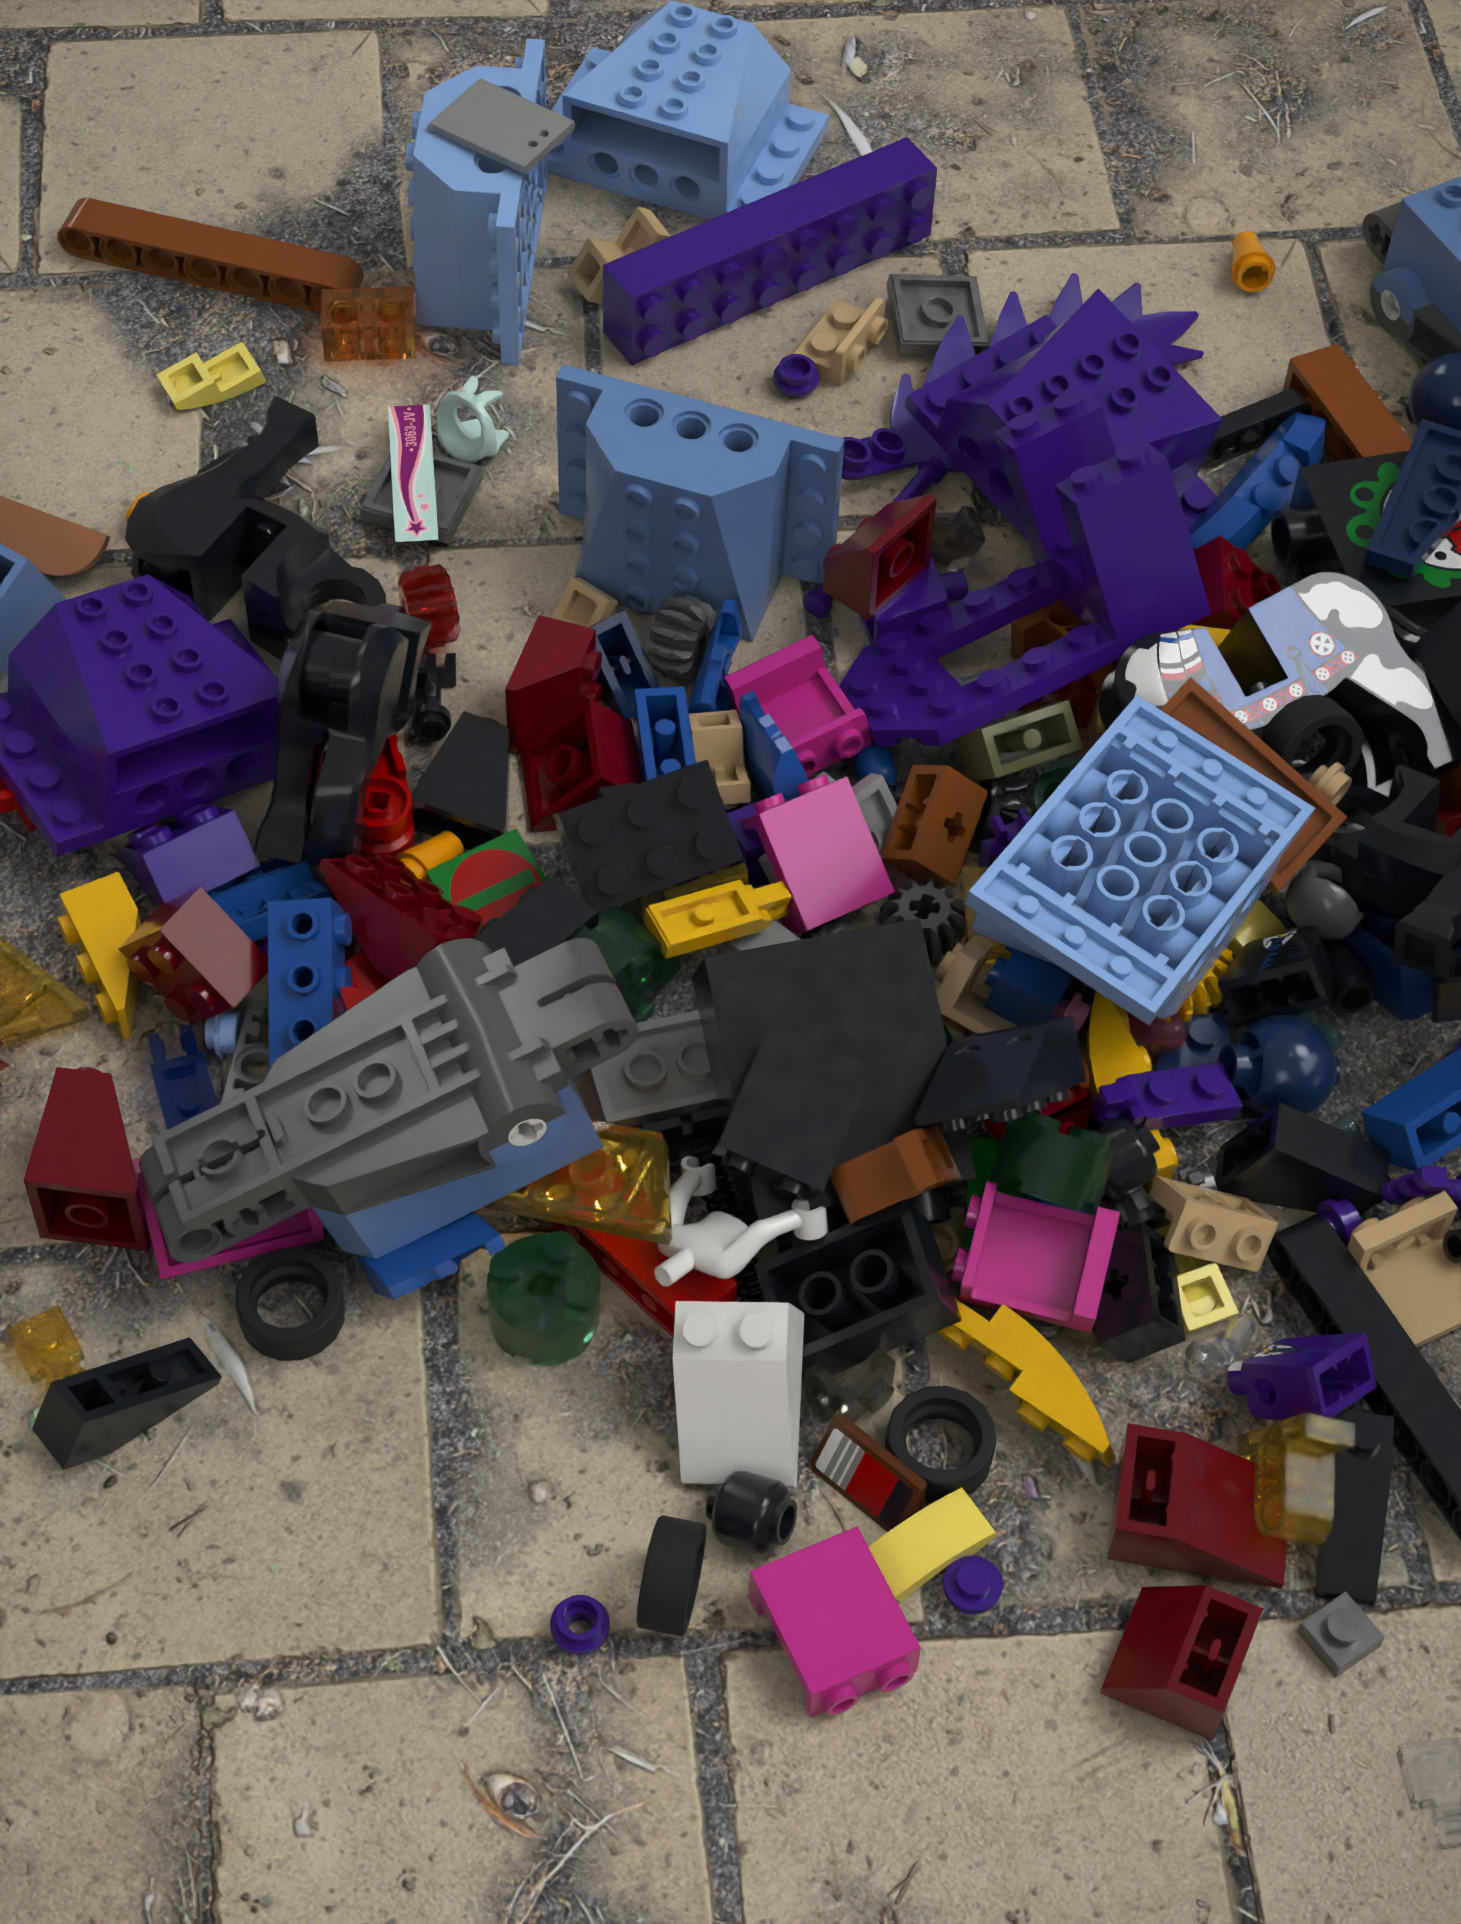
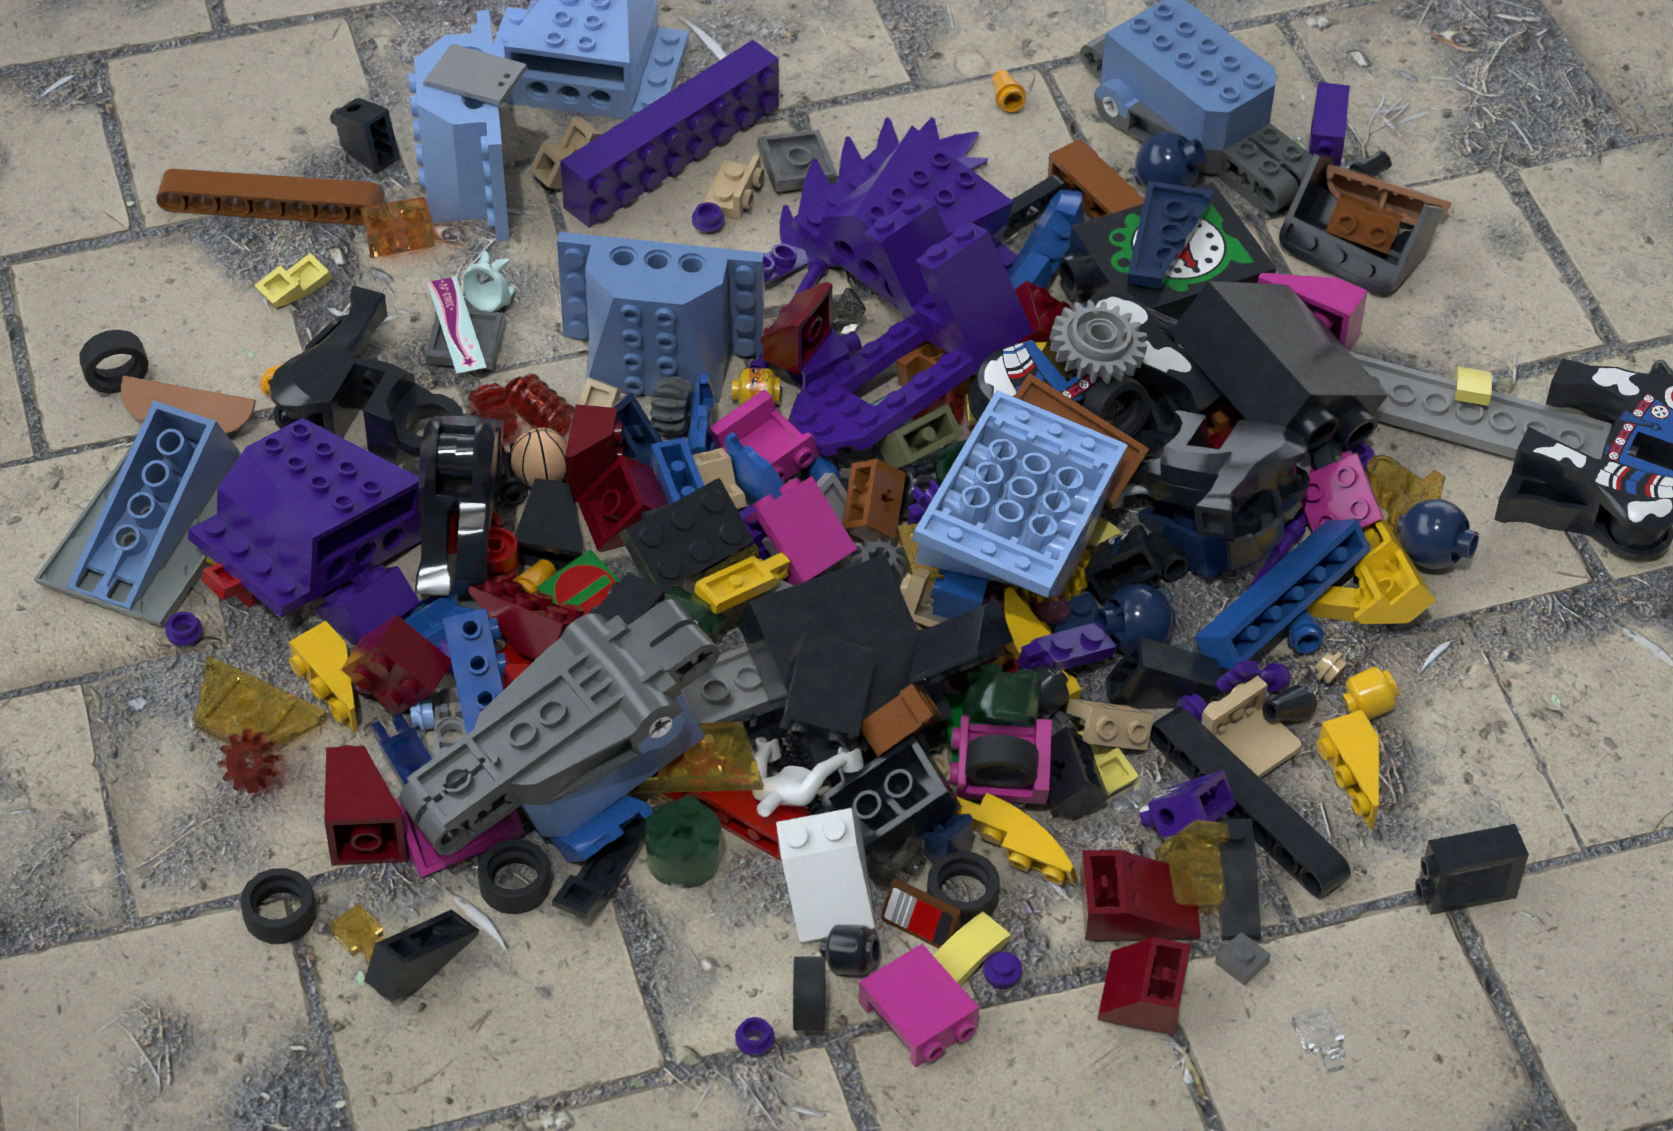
camera: 10 degrees left, 5 degrees down
(358, 176) = (366, 133): none -> black torso
(415, 1324) = (602, 873): none -> black slope
(476, 679) = (539, 455): none -> light nougat piece
(495, 606) = (539, 404): none -> clear red piece
(804, 619) = (753, 381): none -> yellow head
(934, 1360) = (948, 836): none -> dark blue slope
(1032, 1264) = (1001, 761): none -> black tyre
(1301, 646) = (1098, 342): none -> light grey gear
(1322, 905) = (1142, 509): dark grey hair -> none
(1331, 782) = (1134, 428): tan plate -> none

